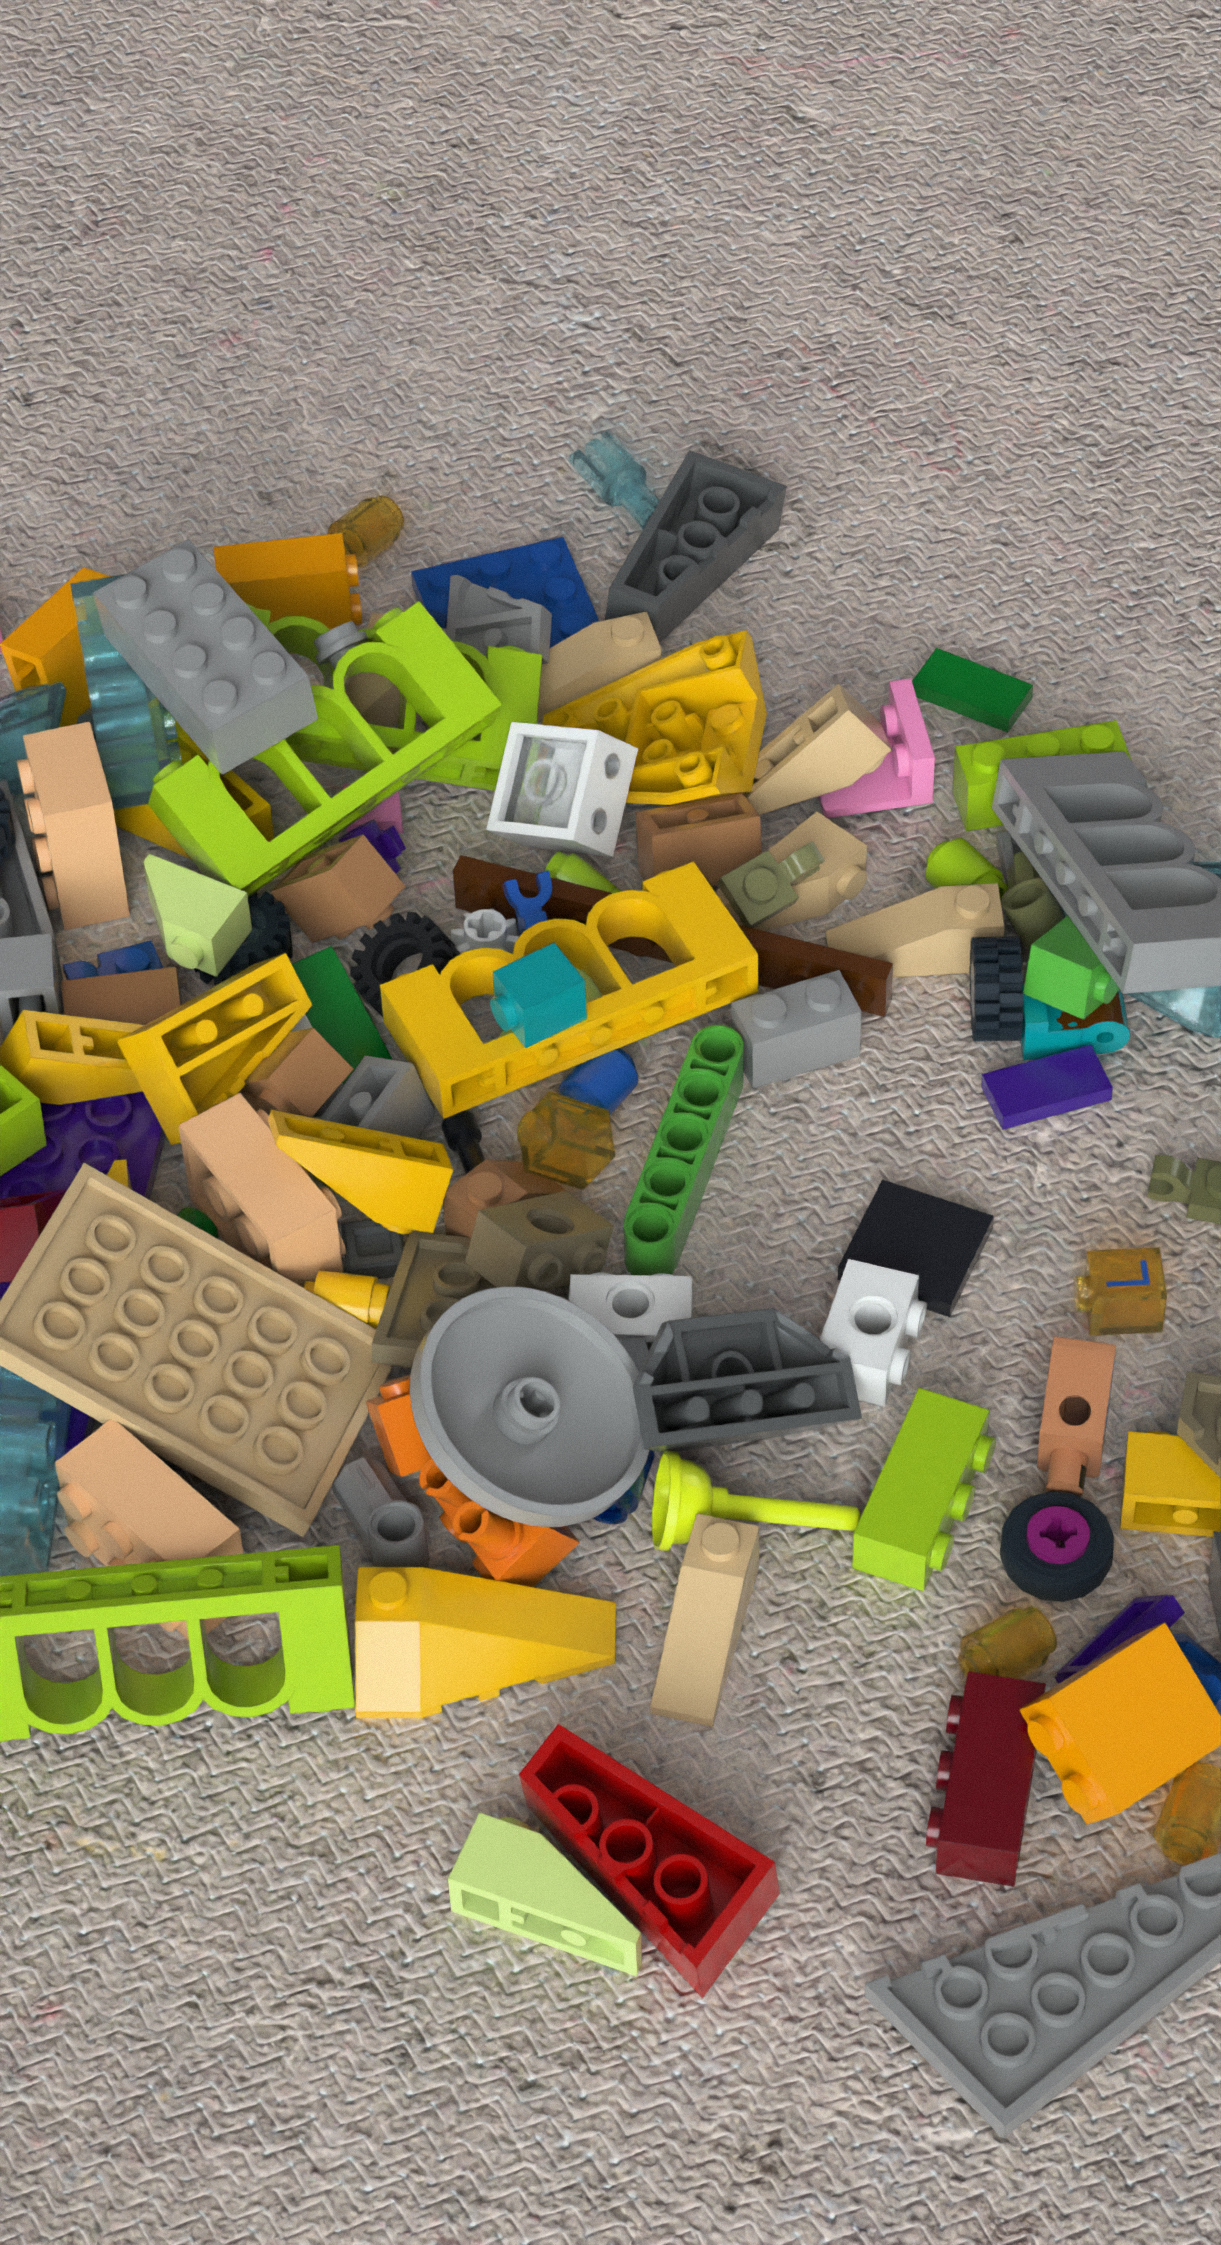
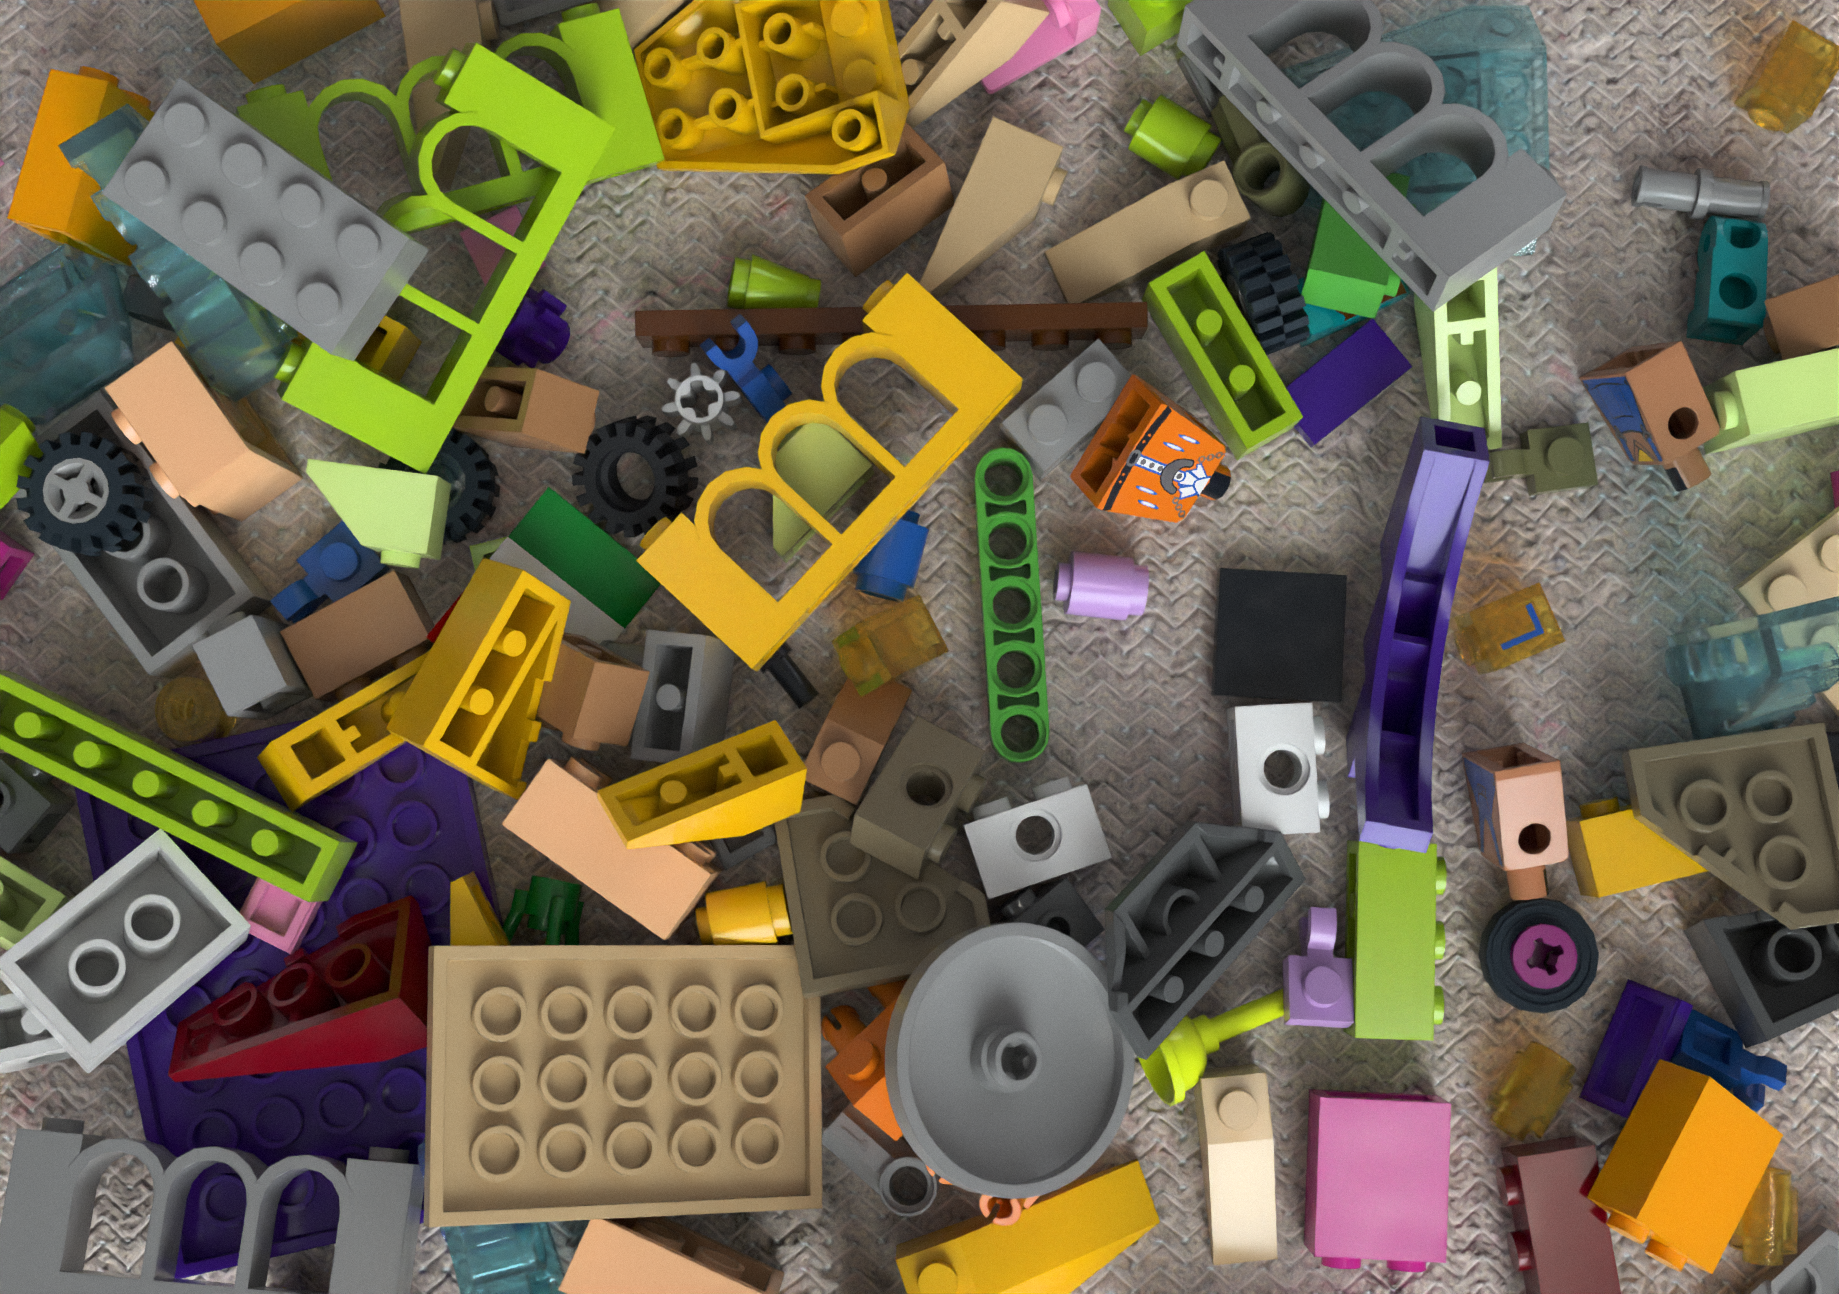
camera: 20 degrees left, 35 degrees up
(337, 642) = (403, 114): light grey plate -> none
(538, 995) = (819, 540): teal brick -> none
(562, 789) = (714, 193): white piece -> none
(764, 887) = (978, 251): olive plate -> none
(770, 1161) = (1101, 586): none -> lavender brick
(832, 1668) = (1377, 1178): none -> brick
(838, 1497) = (1316, 983): none -> lavender plate
(855, 1067) = (1151, 458): none -> orange torso
(942, 1023) = (1221, 355): none -> lime brick
(1018, 1267) = (1407, 633): none -> dark purple arch
(1157, 1079) = (1463, 357): none -> yellowish green slope

